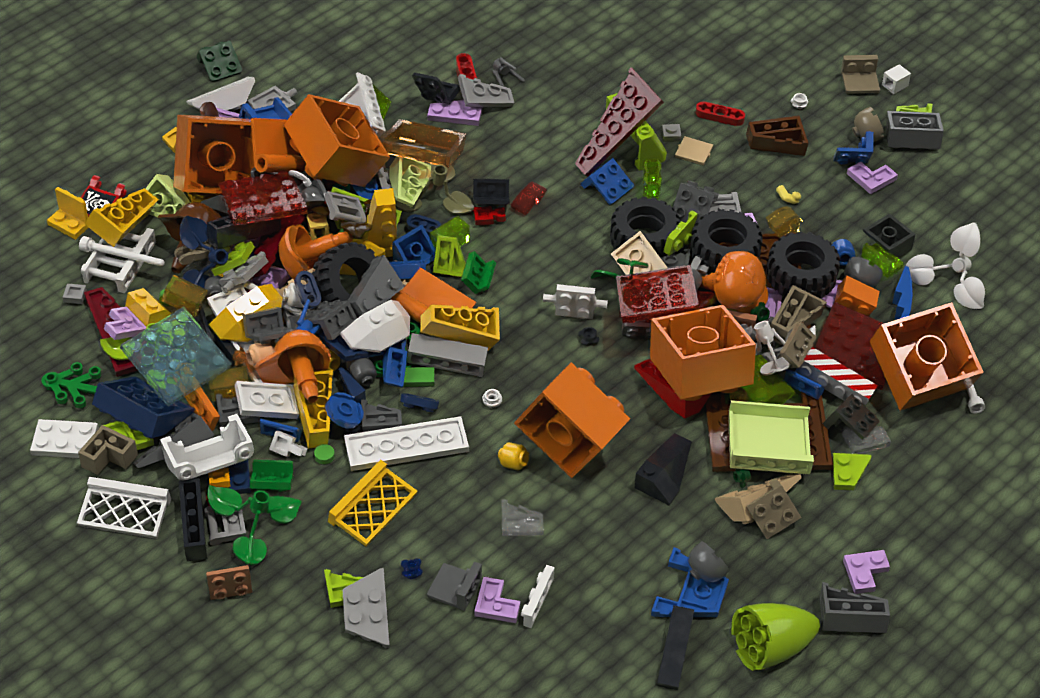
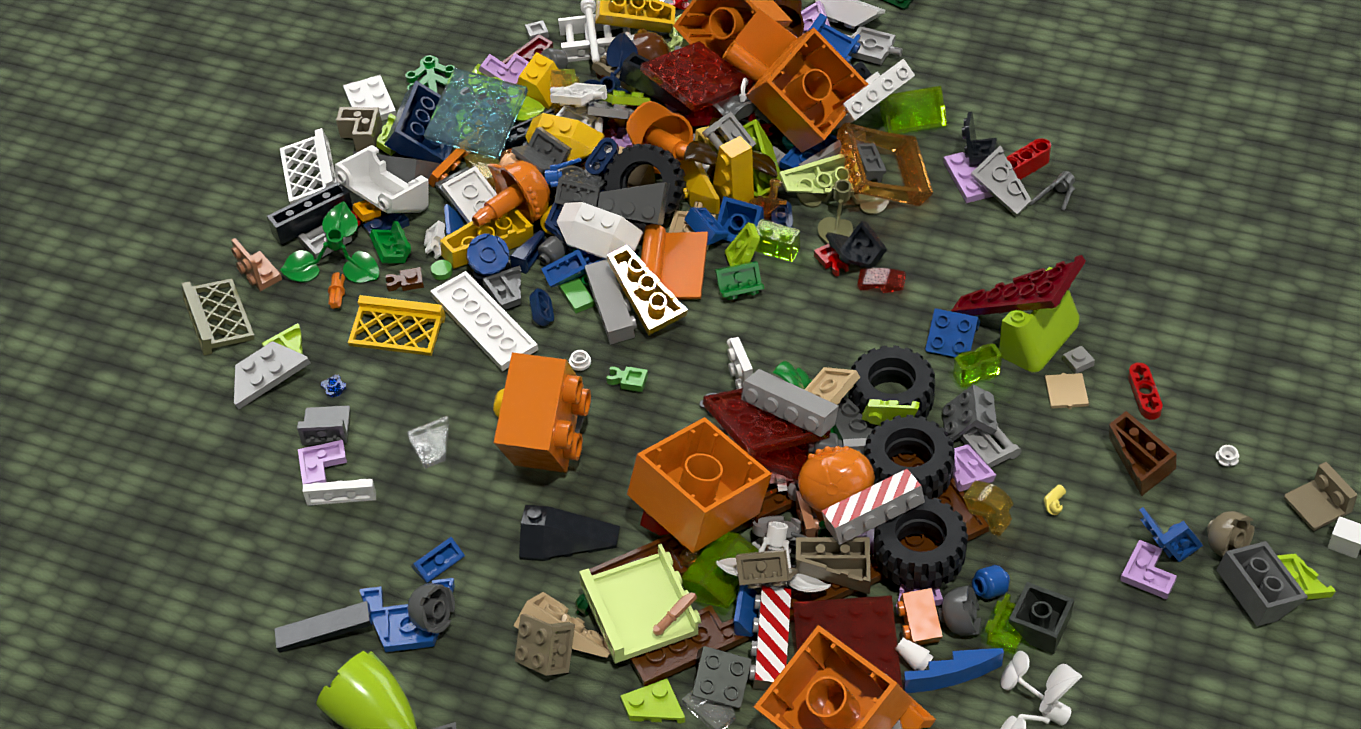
camera: 70 degrees right, 0 degrees up
(124, 288) = (556, 55): none -> dark grey head
(215, 279) = (577, 94): none -> white plate
(264, 642) = (201, 325): none -> fence
(299, 533) = (336, 290): none -> orange axle
(318, 479) = (408, 280): none -> plate
(411, 222) = (770, 202): none -> clear orange piece
(534, 373) = (630, 379): none -> bright green plate
(642, 555) = (438, 560): none -> blue slope
(657, 272) = (789, 402): none -> light grey brick
(776, 267) = (873, 506): none -> brick
(793, 413) = (680, 606): none -> nougat piece
(884, 313) = (914, 654): none -> white cone

